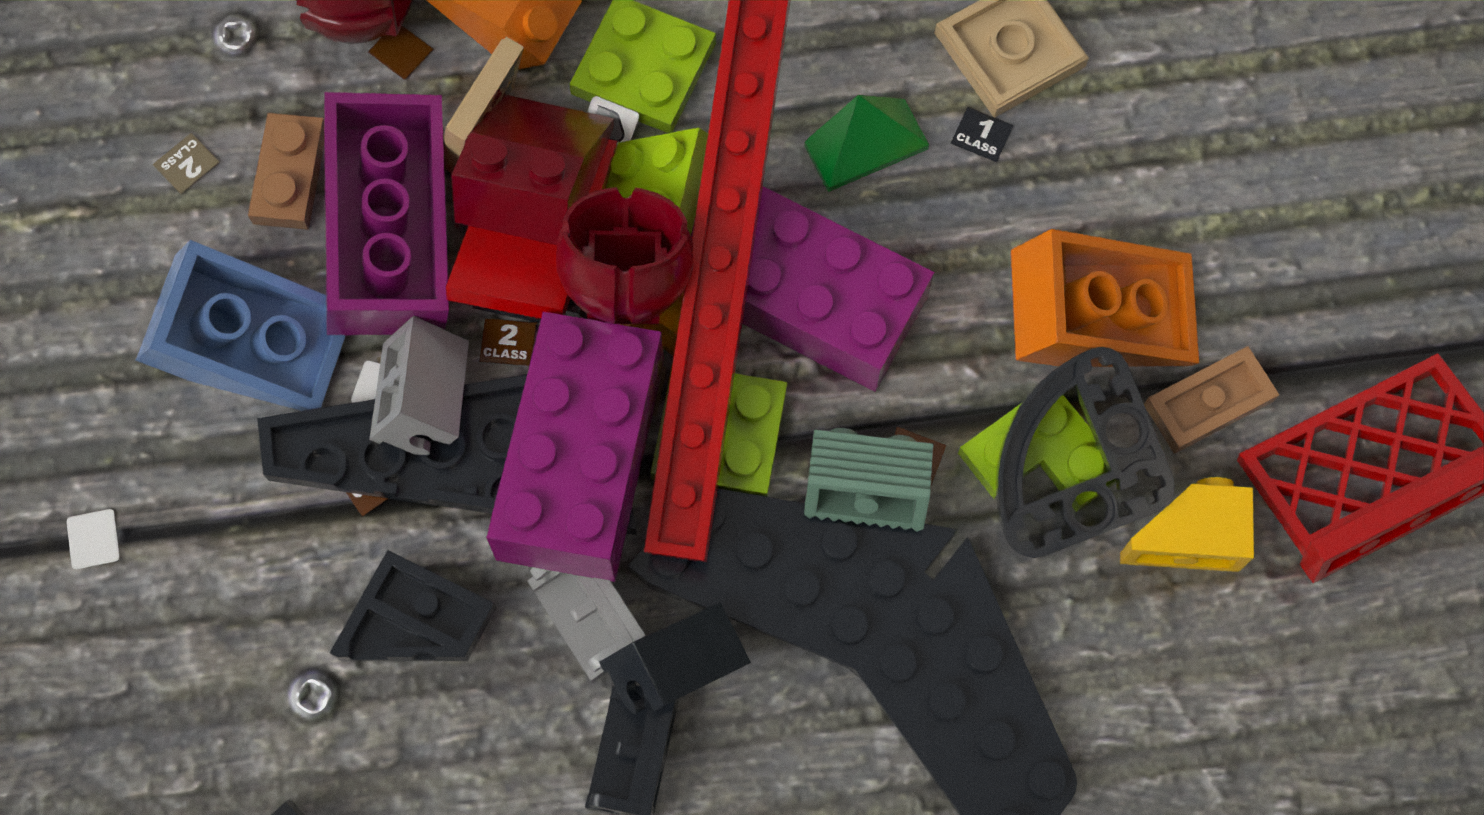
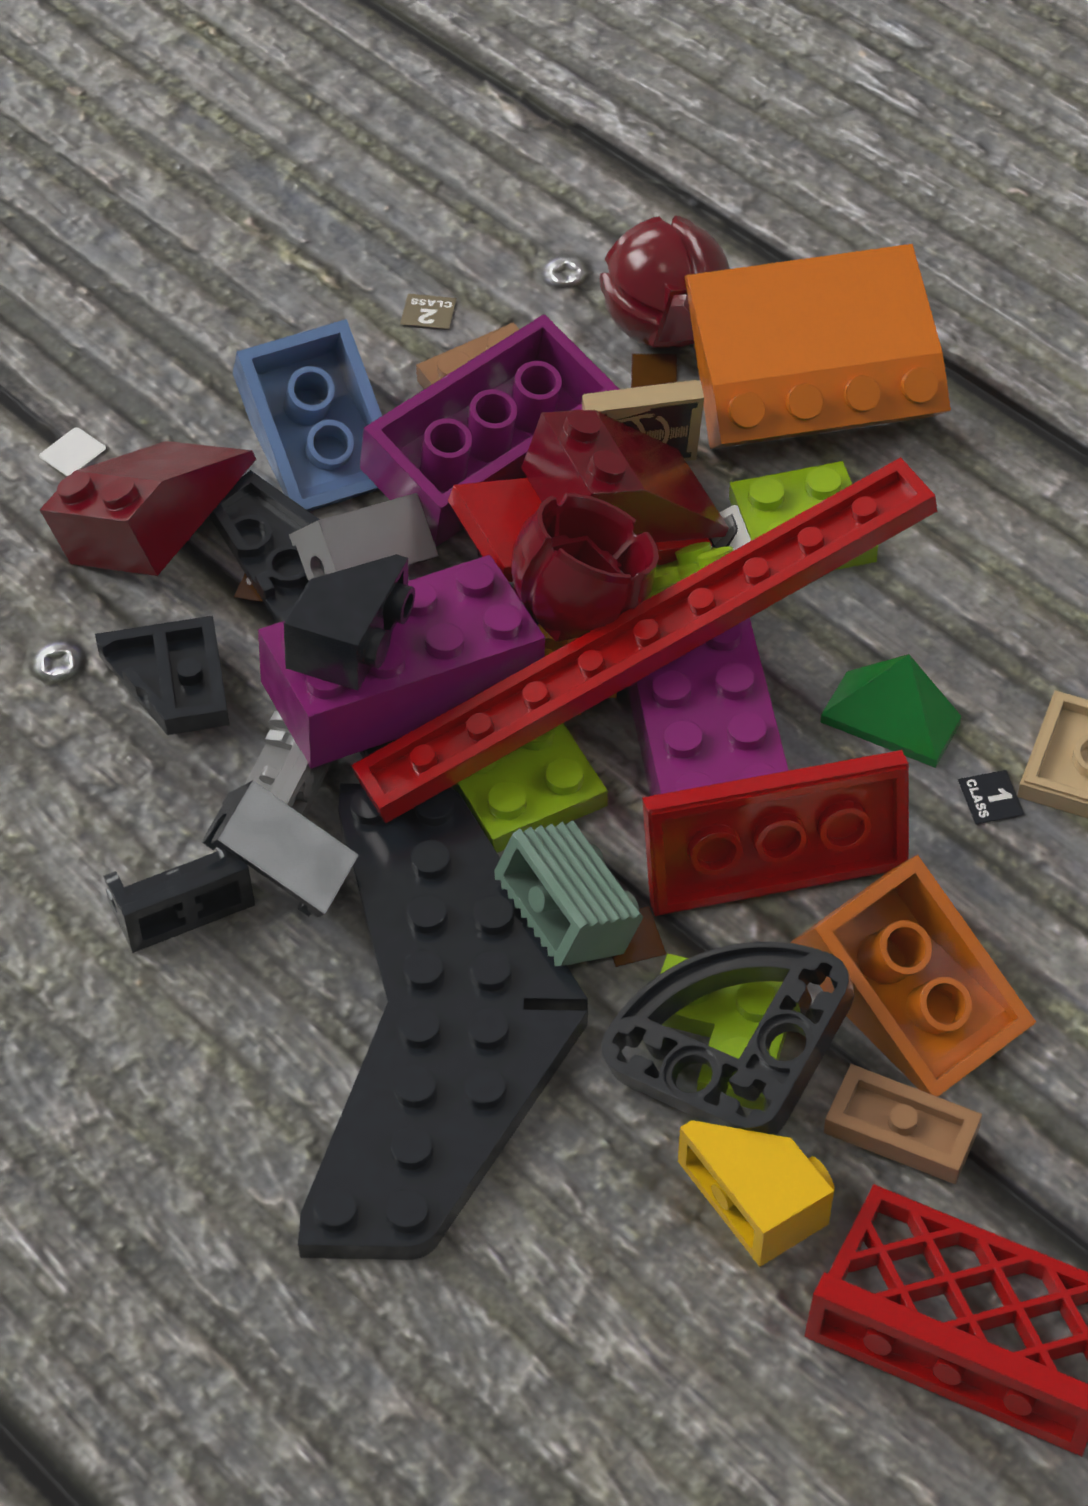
camera: 55 degrees right, 20 degrees down
(222, 520) = (141, 505): none -> dark red slope
(560, 472) = (347, 621): none -> black slope
(937, 301) = (777, 832): none -> red tile

